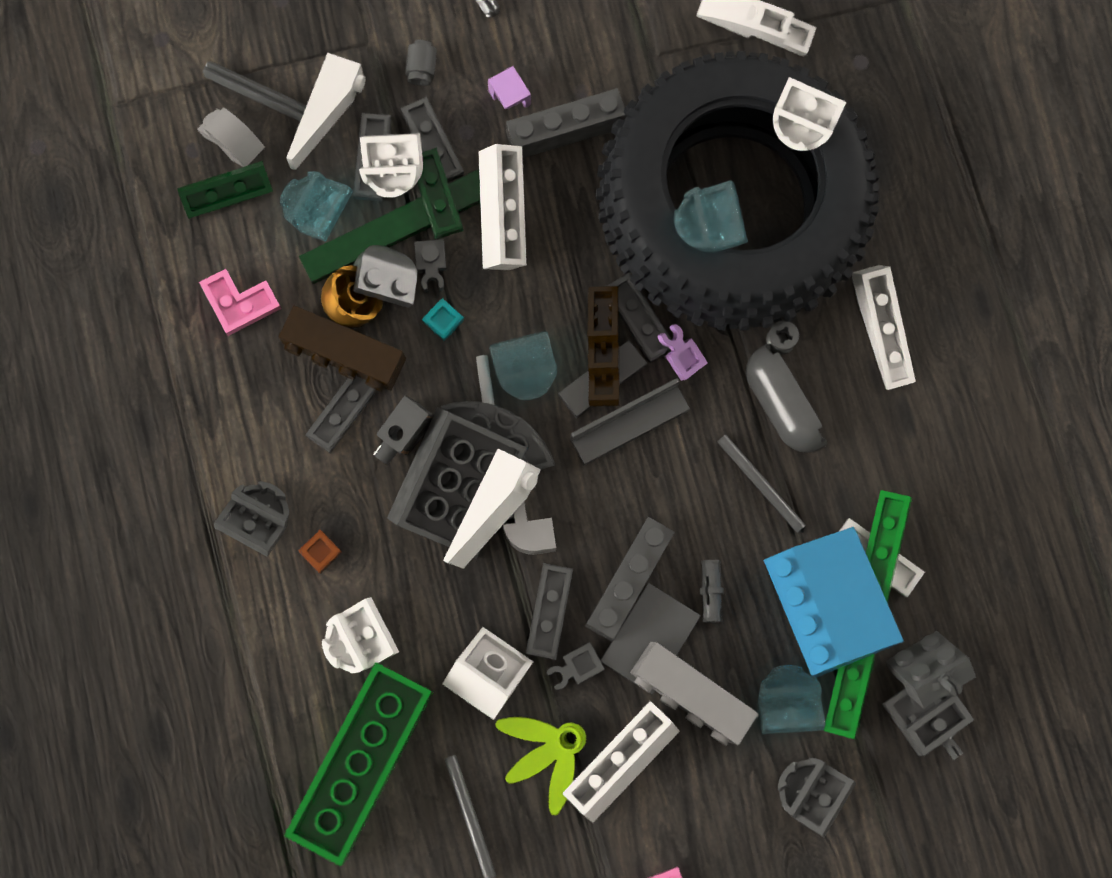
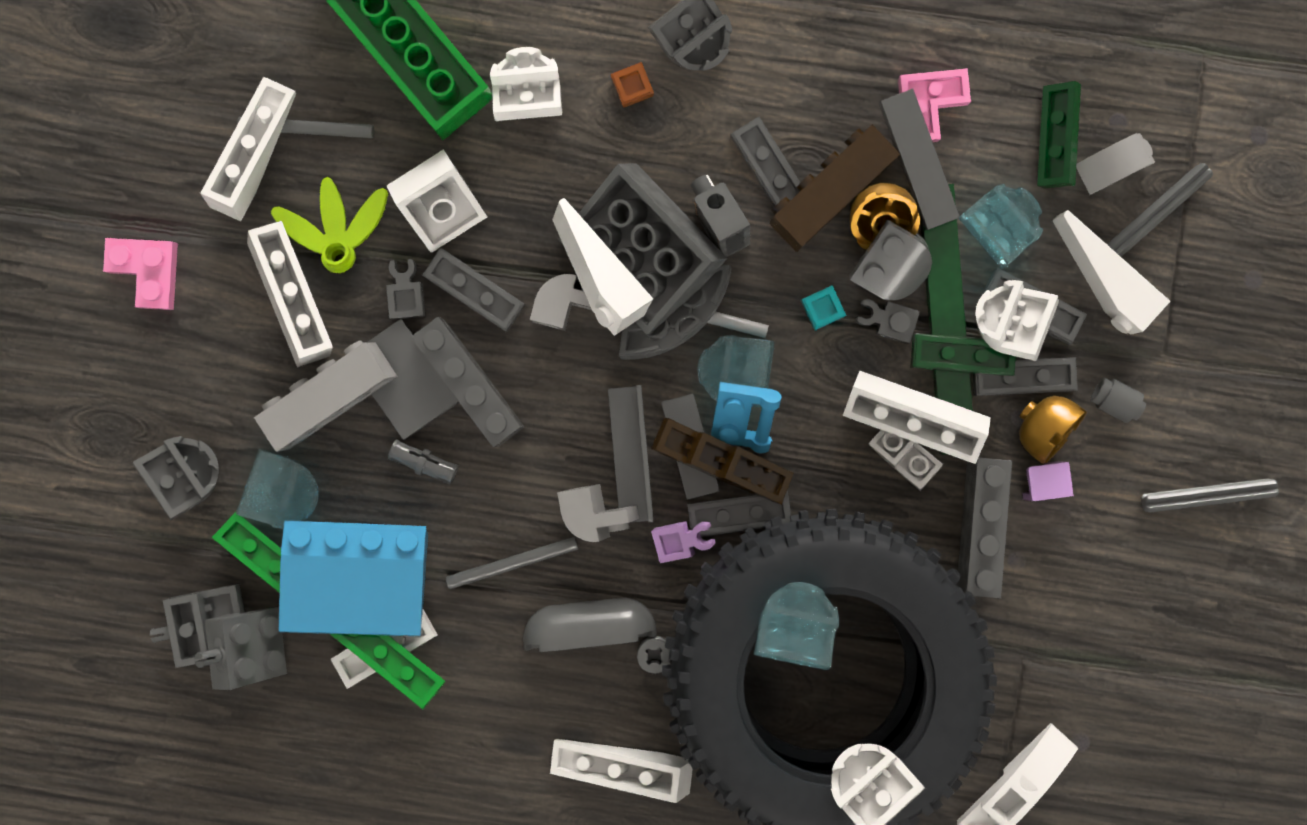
camera: 120 degrees right, 10 degrees up
(291, 289) = (919, 159): none -> dark grey tile
(465, 106) = (1049, 425): none -> pearl gold cylinder
(509, 853) = (248, 150): none -> white slope
(537, 204) = (906, 457): none -> white slope
(560, 352) = (733, 414): none -> dark azure plate
(696, 436) = (586, 515): none -> light grey brick

